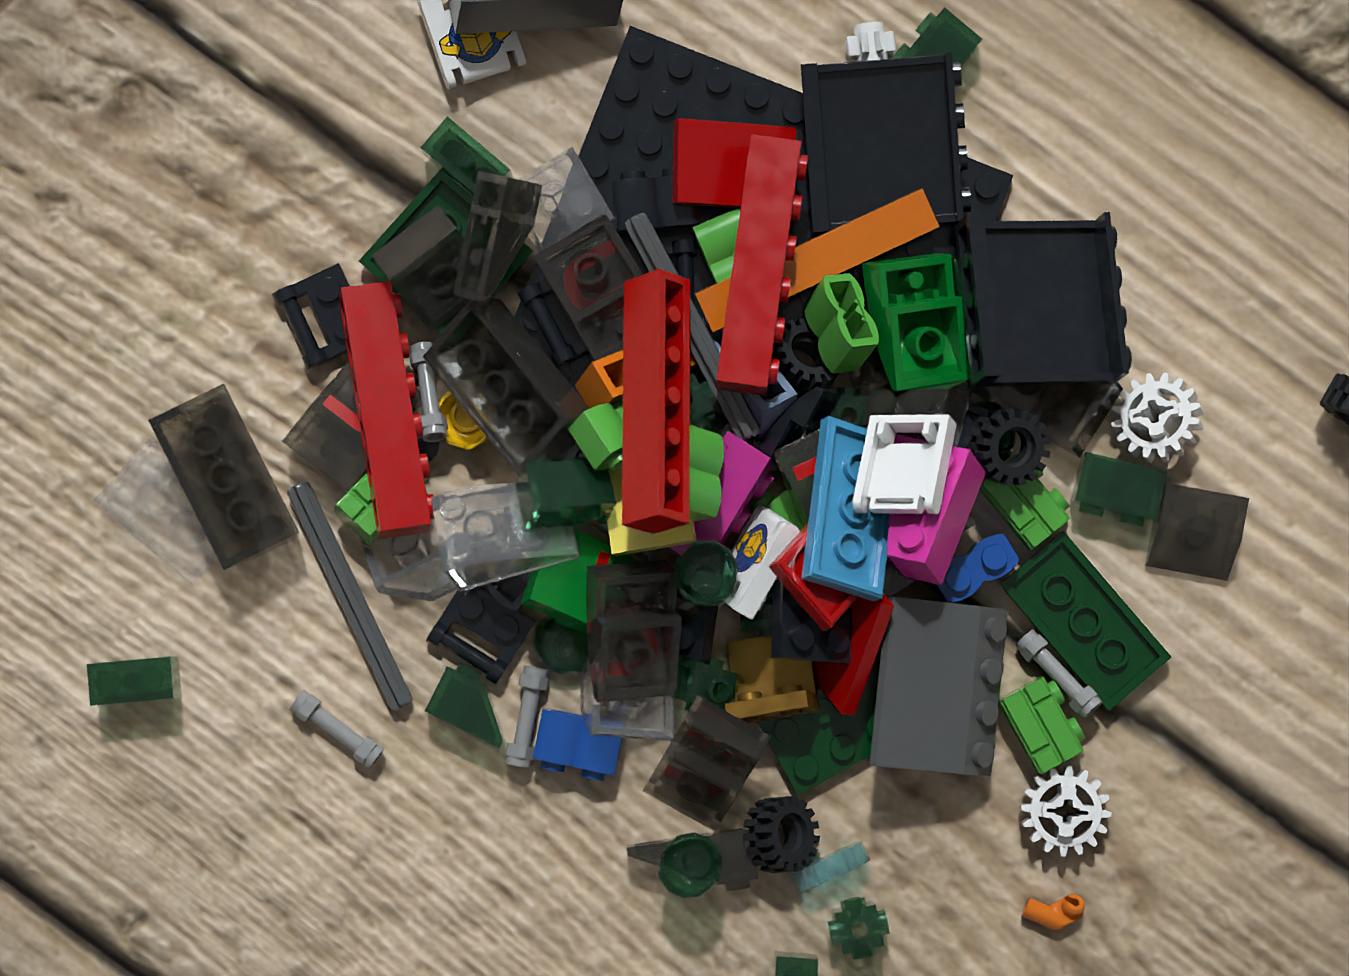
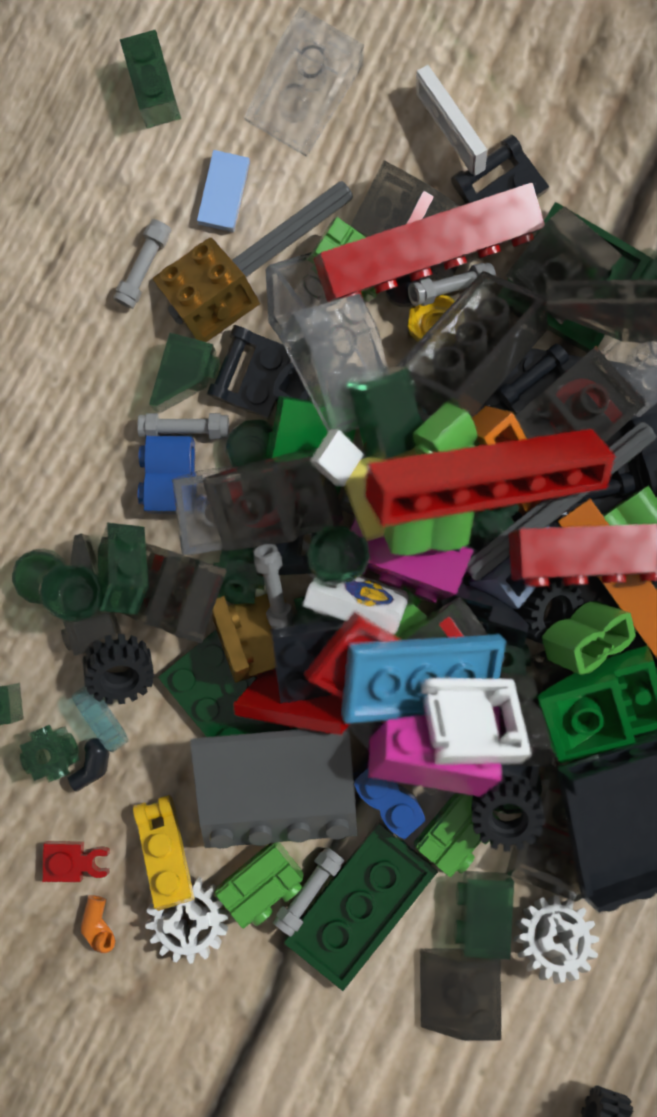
camera: 80 degrees right, 0 degrees up
(224, 477) = (342, 117): clear smoke slope -> none
(247, 358) = (451, 120): none -> white tile
(271, 623) = (223, 191): none -> light blue tile
(379, 663) = (207, 290): none -> pearl gold bracket
(604, 554) = (336, 457): none -> white tile
(658, 909) = (29, 572): none -> clear green hair
(673, 808) = (122, 568): none -> clear green brick
(699, 648) = (268, 563): none -> light grey bar
(880, 882) = (94, 765): none -> black arm
(979, 932) = (67, 861): none -> red plate
(989, 822) = (164, 854): none -> yellow plate

